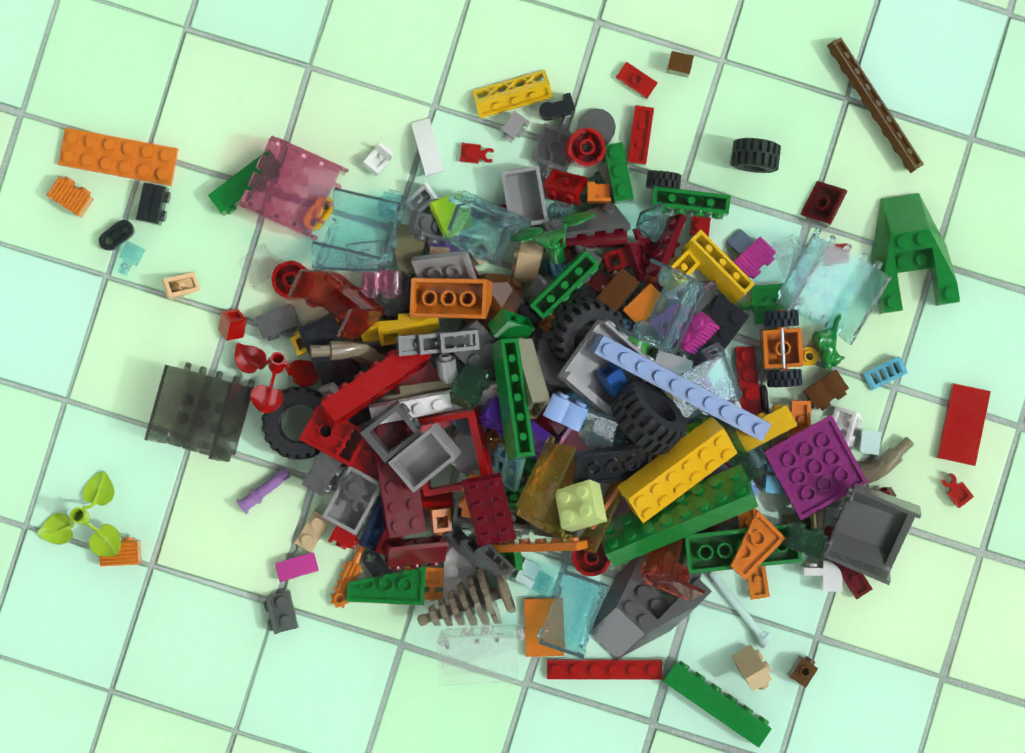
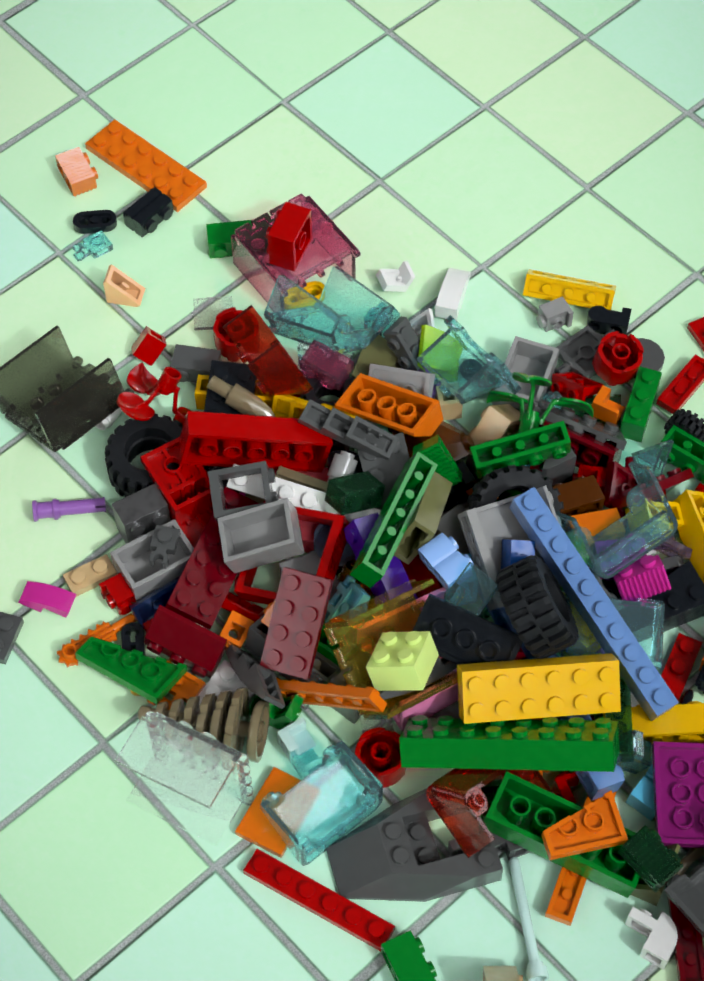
camera: 30 degrees right, 30 degrees down
(294, 197) = (289, 236): none -> red brick
(472, 153) = (496, 321): red plate -> none

